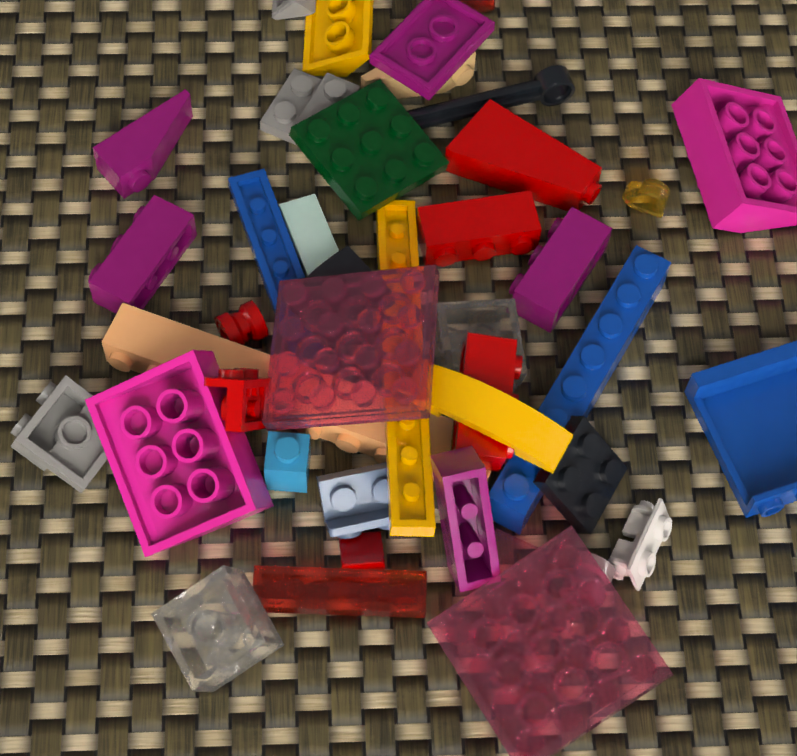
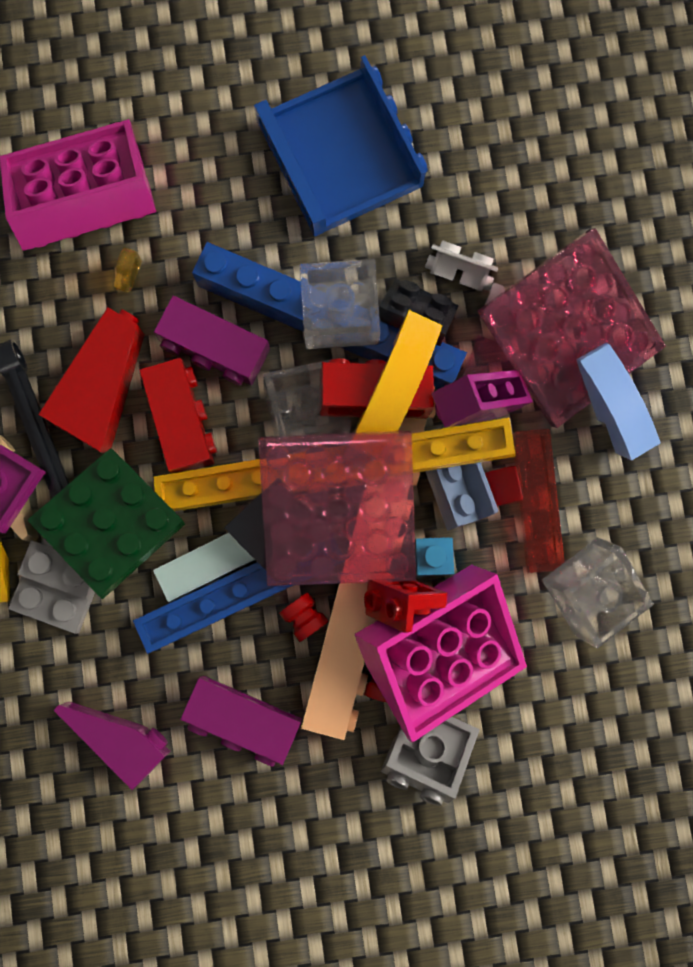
camera: 95 degrees left, 20 degrees up
(450, 691) = (617, 402): none -> light blue slope
(584, 365) = (340, 304): none -> clear brick

